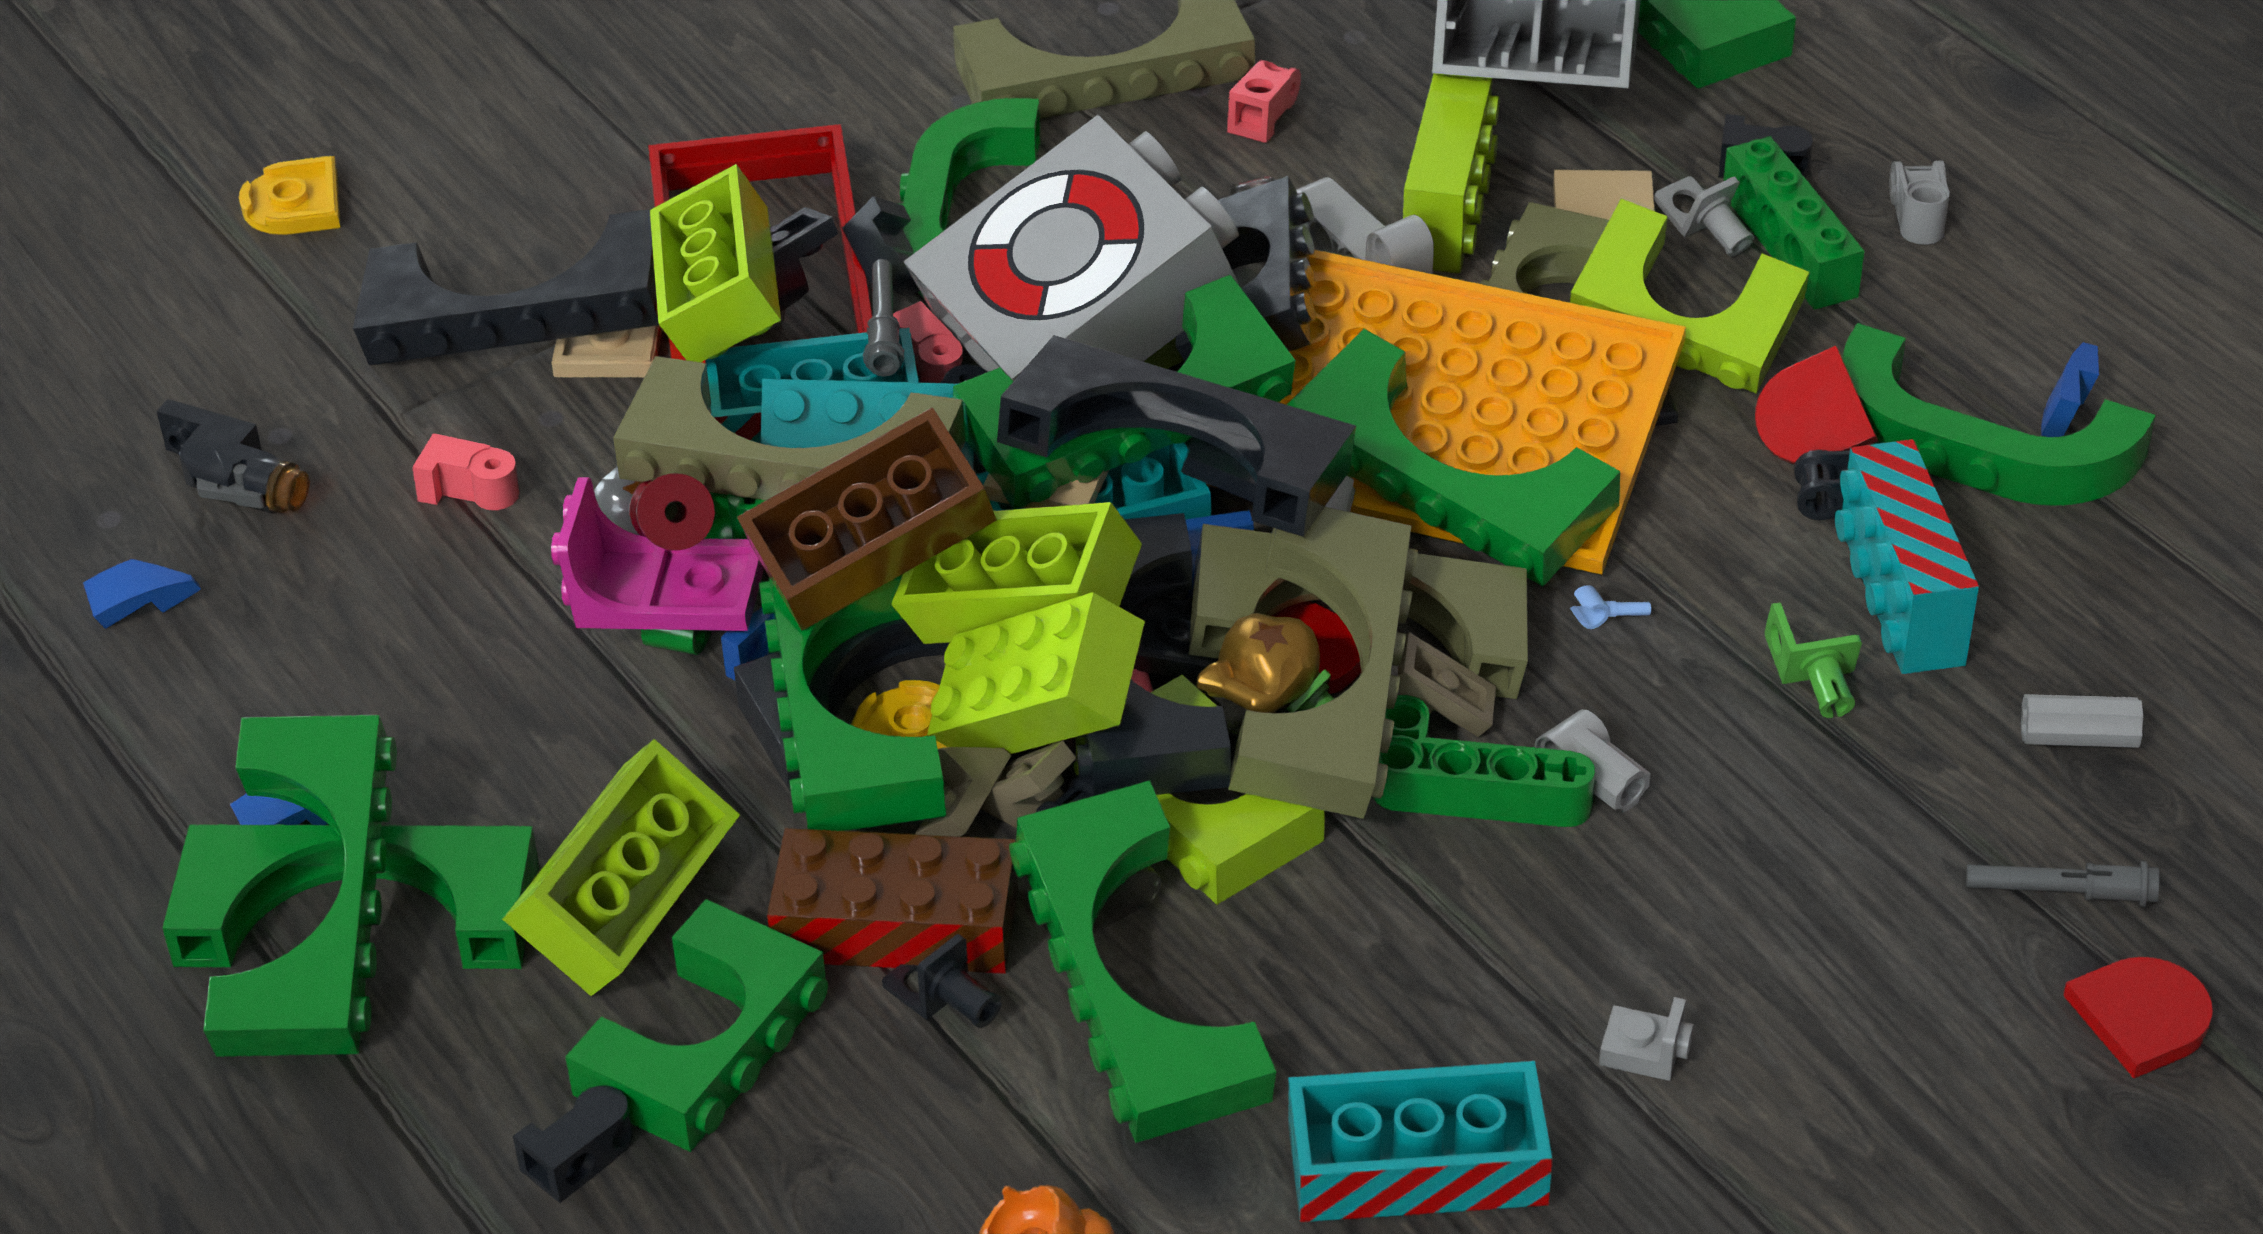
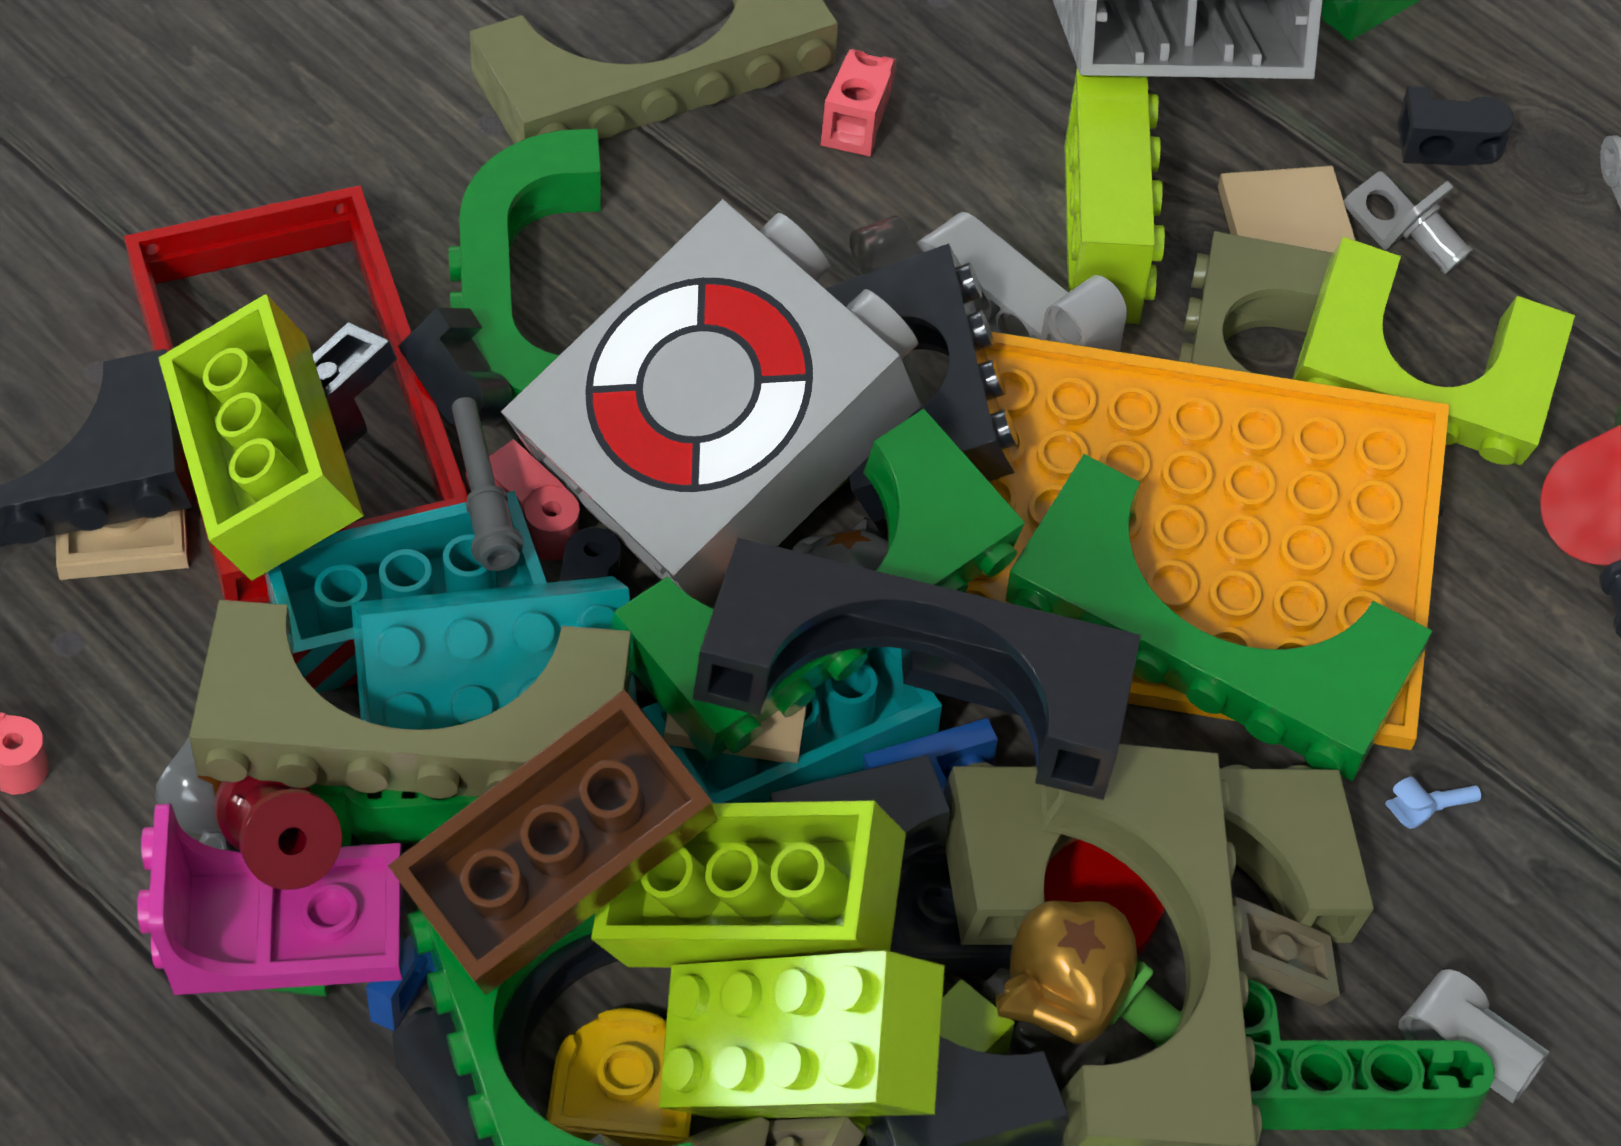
camera: 15 degrees left, 10 degrees up
(1794, 221) = (1514, 224): green brick -> none

